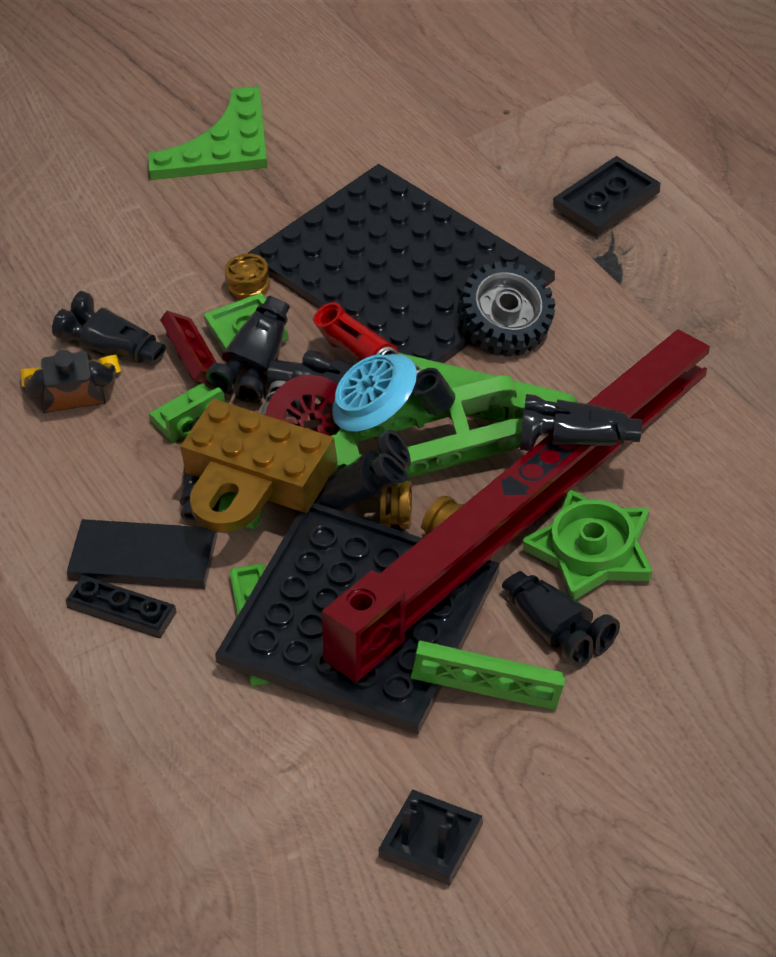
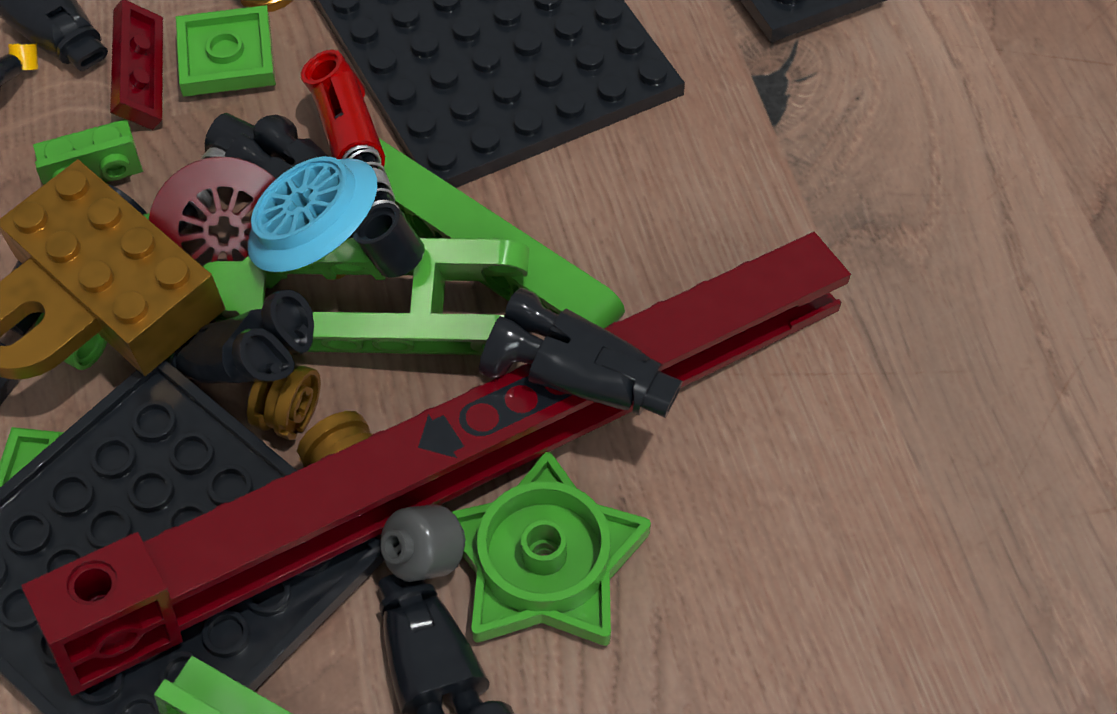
camera: 15 degrees right, 10 degrees up
(253, 344) = (205, 88): black piece -> none
(484, 311) = (591, 92): wheel -> none
(522, 551) = (422, 542): none -> dark grey head

